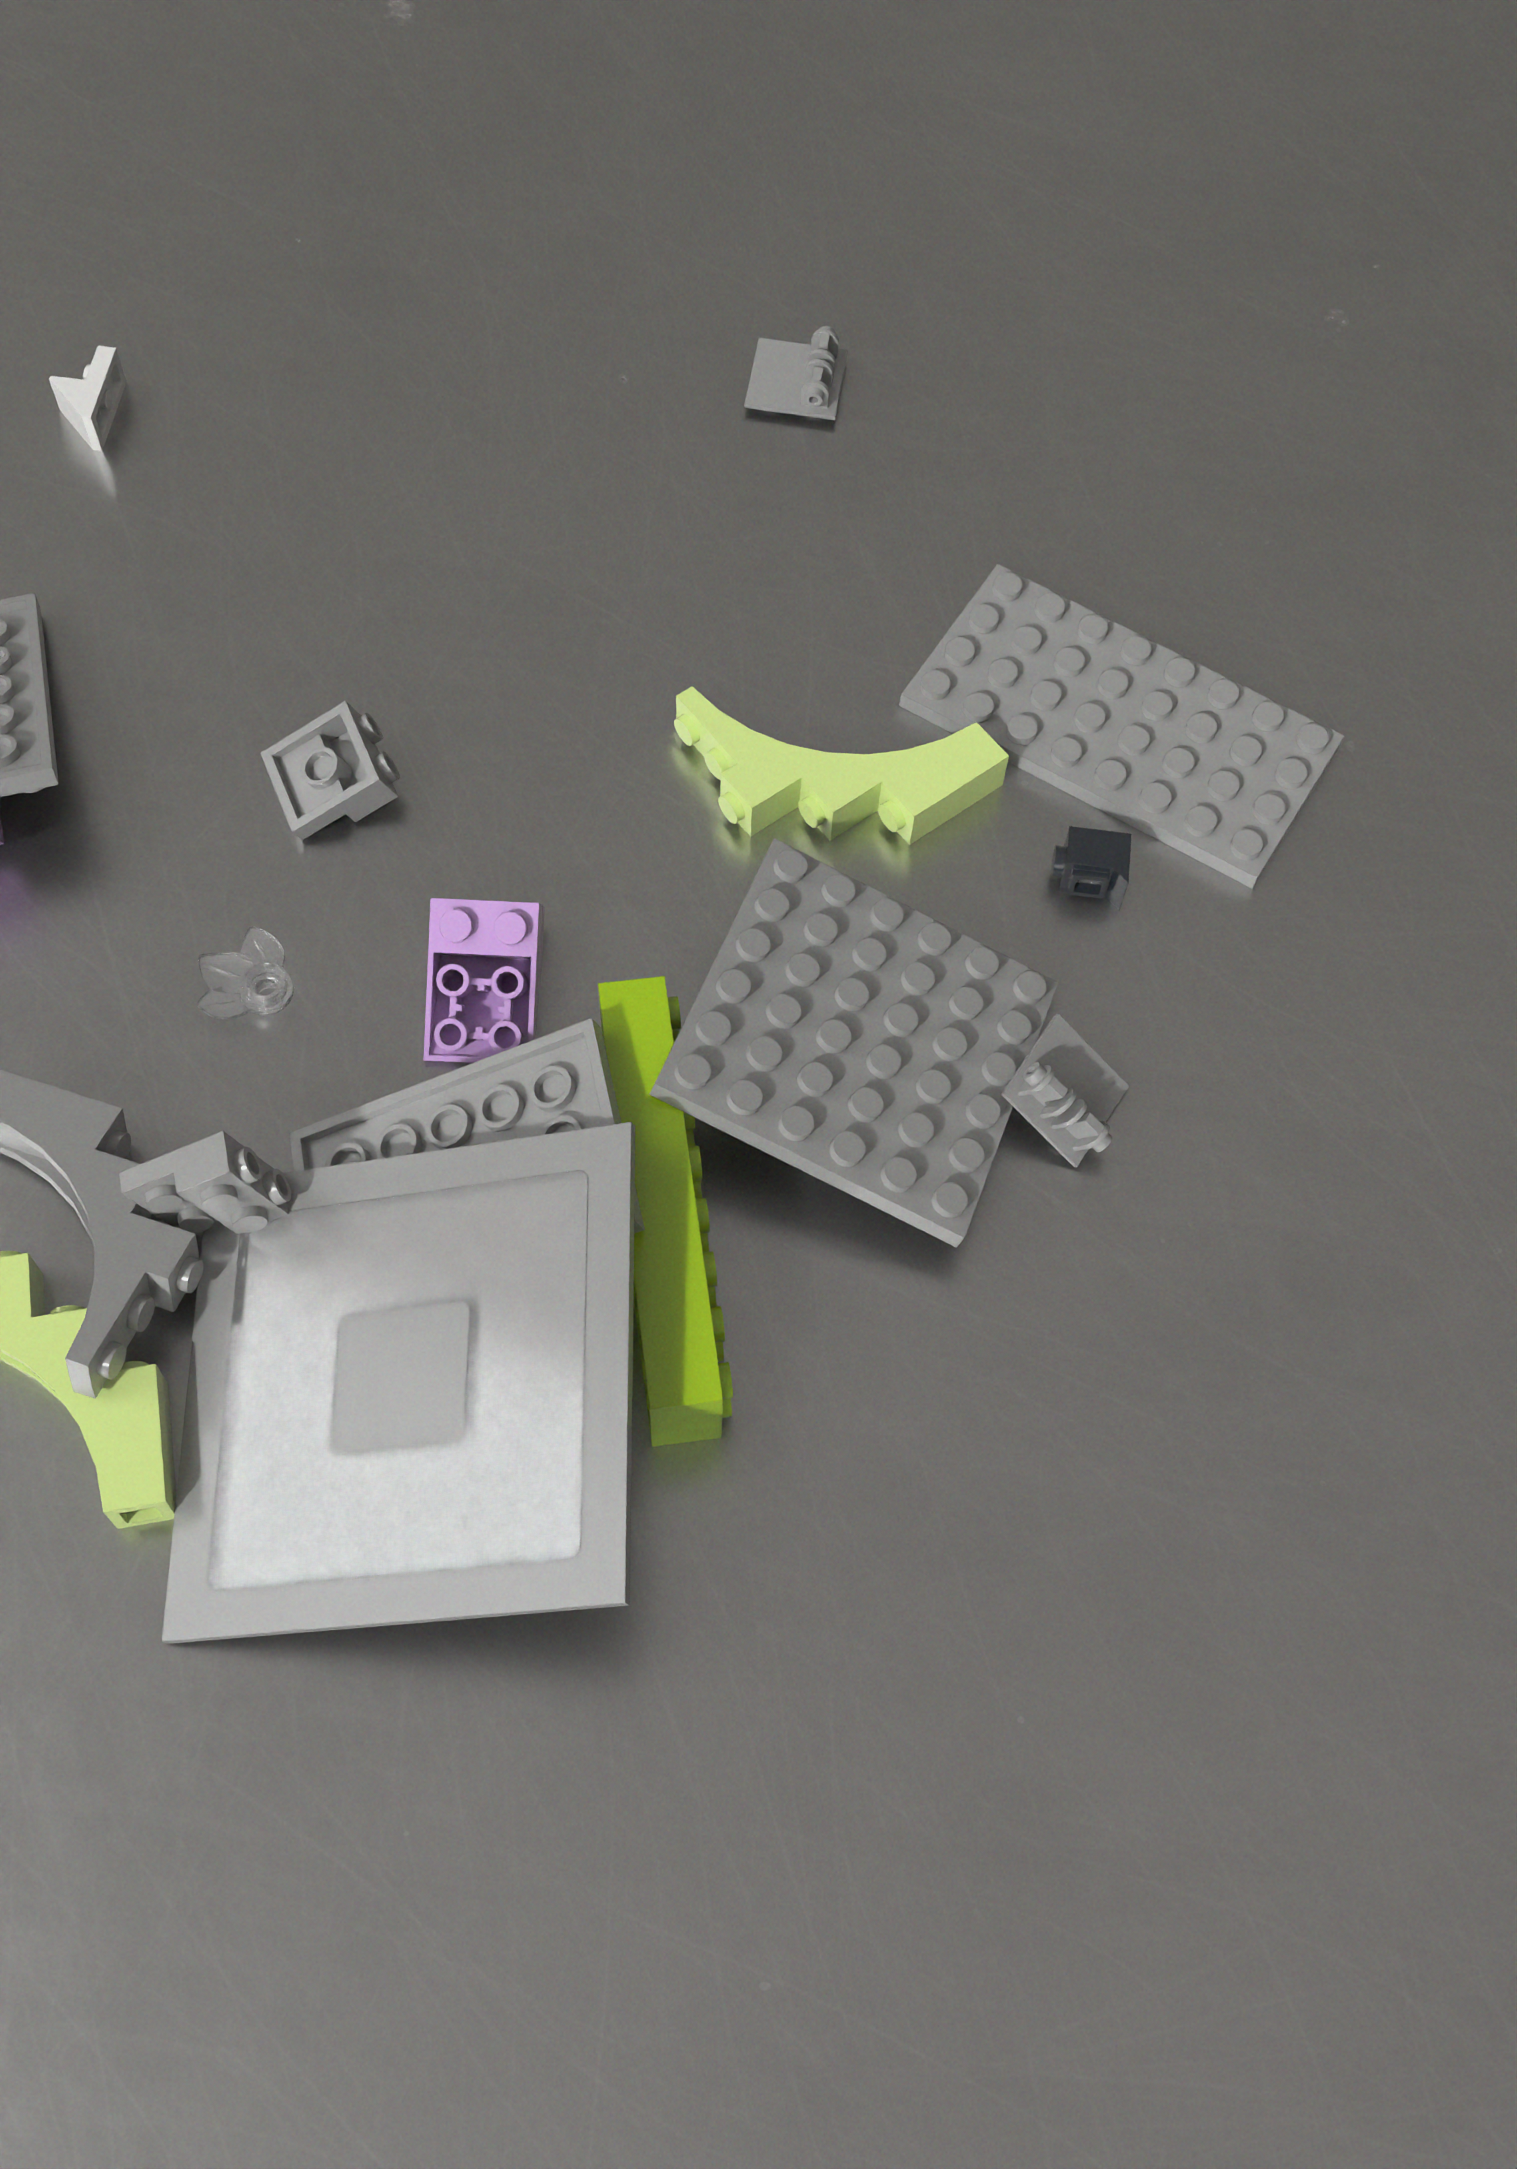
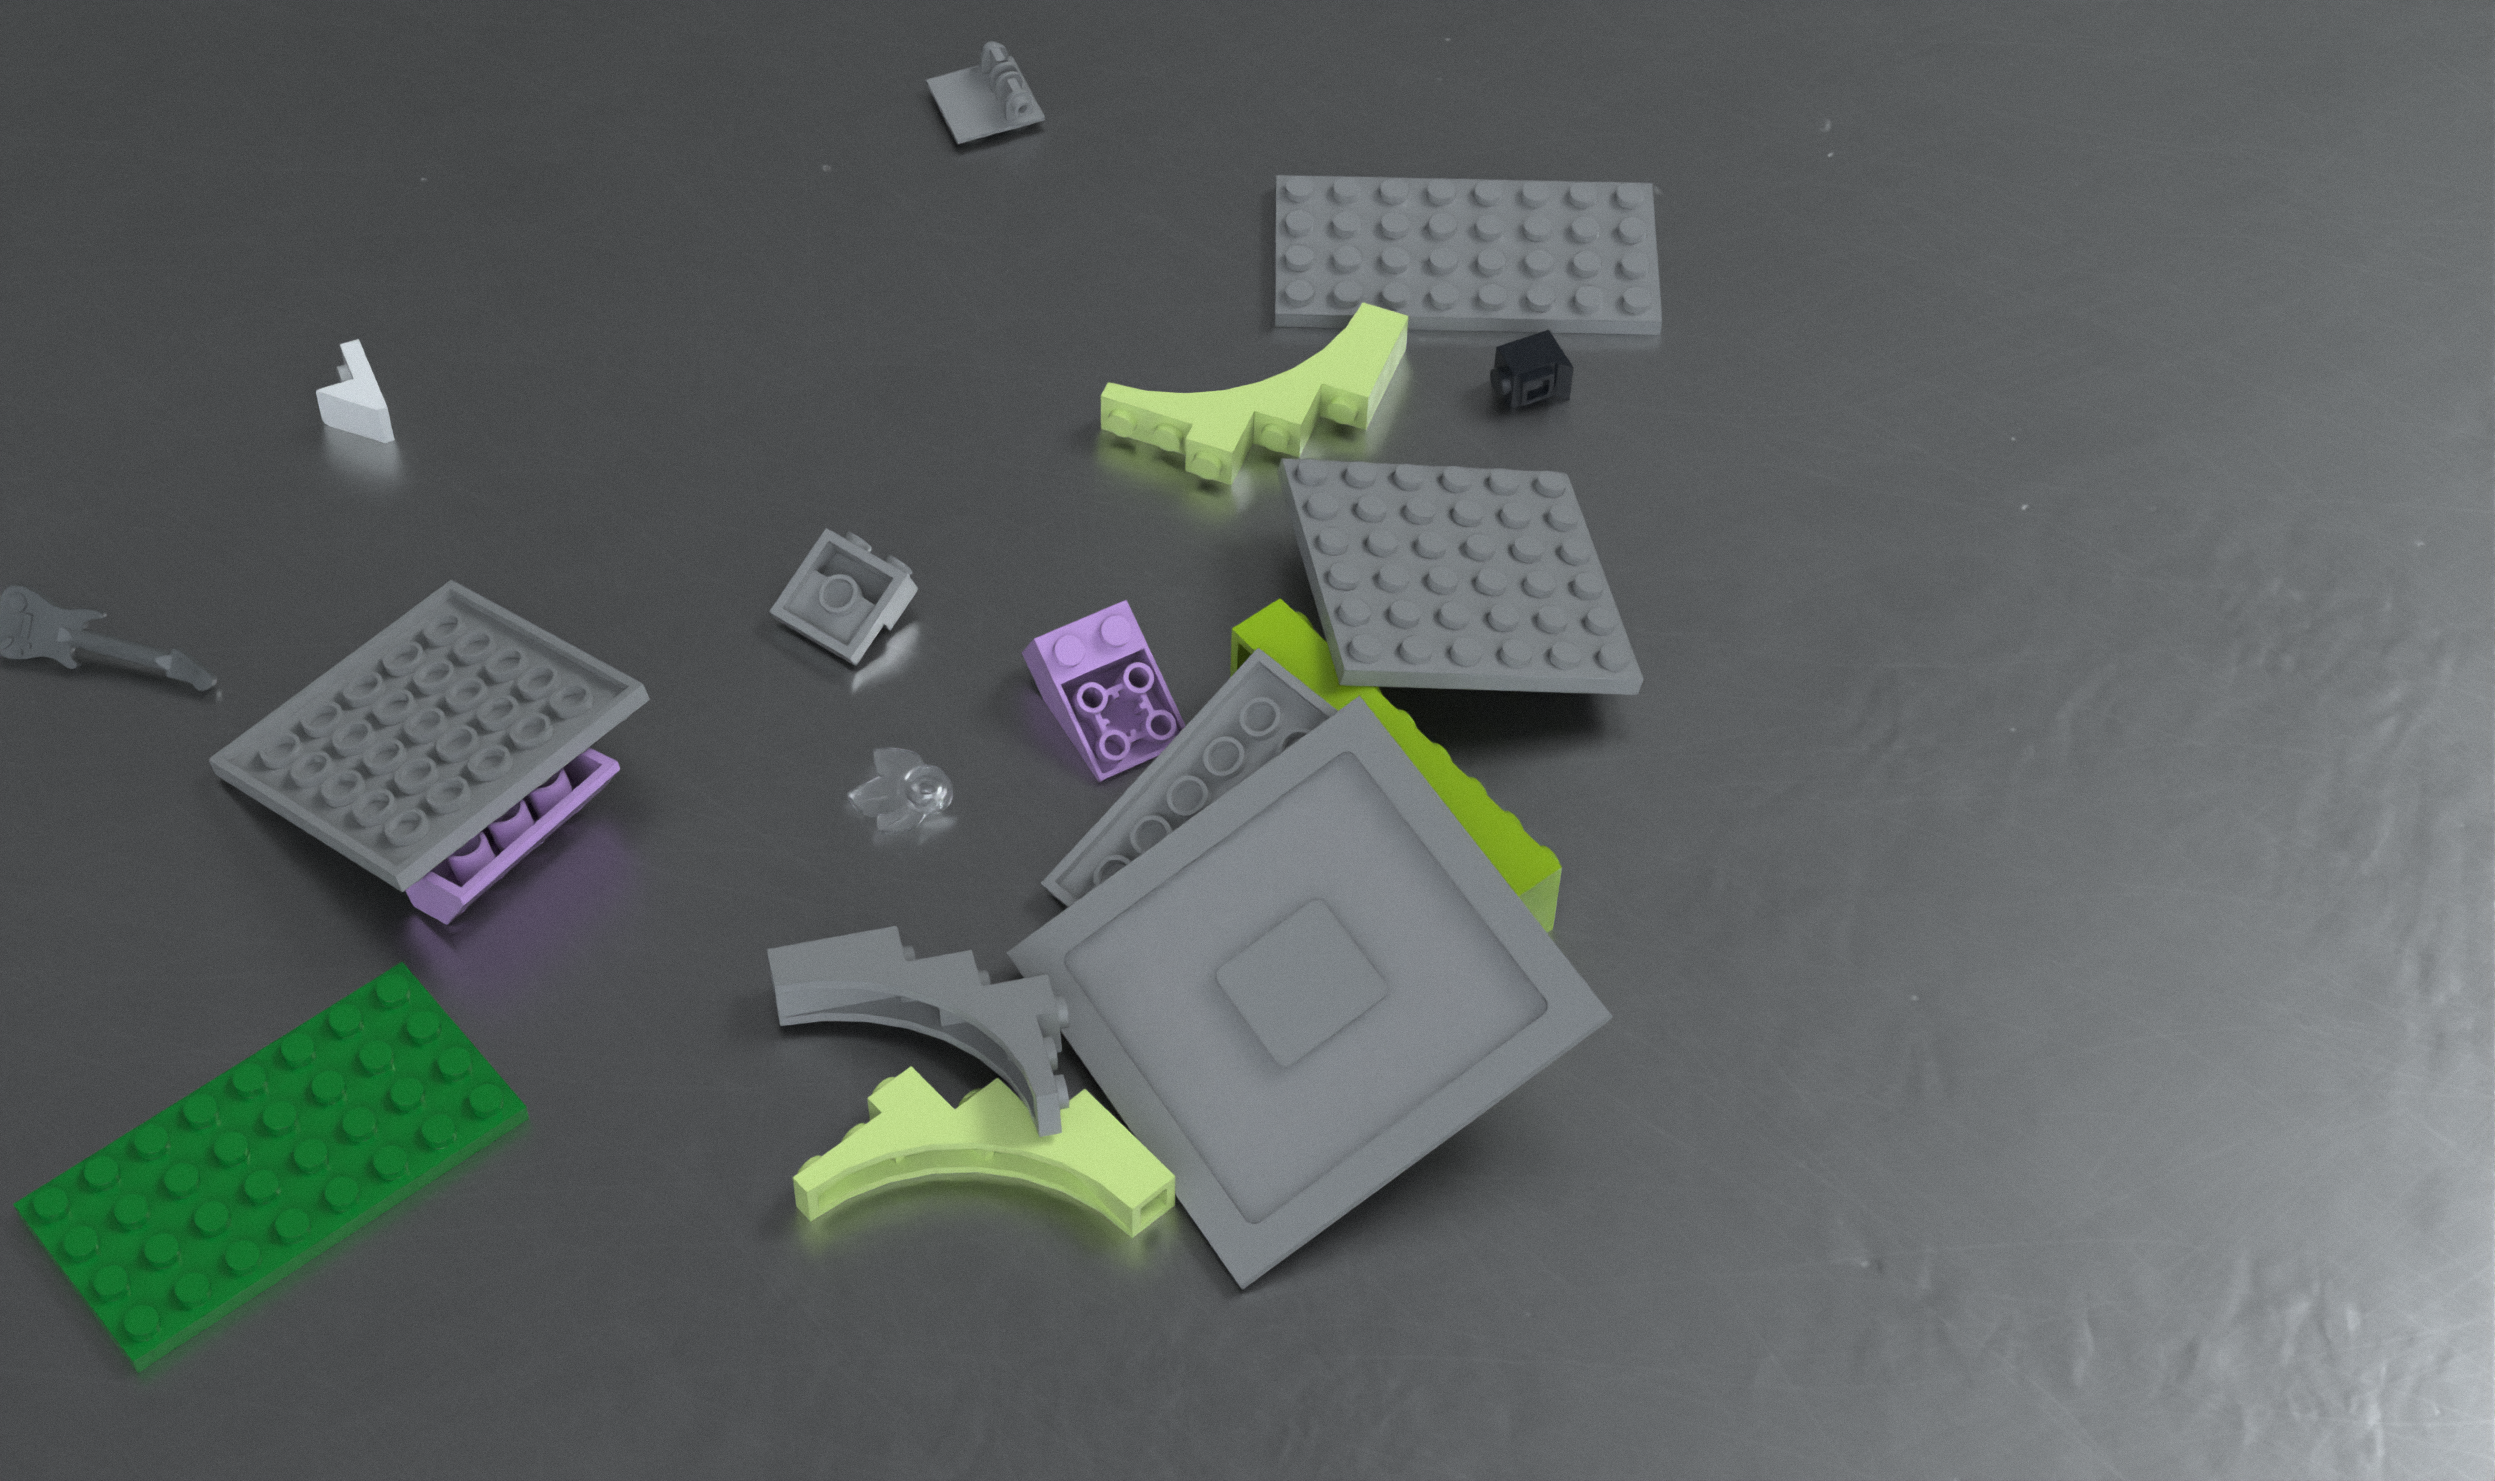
camera: 30 degrees left, 10 degrees down
(209, 1184) = (1038, 923): light grey plate -> none
(1066, 1091) = (1637, 546): light grey hinge -> none

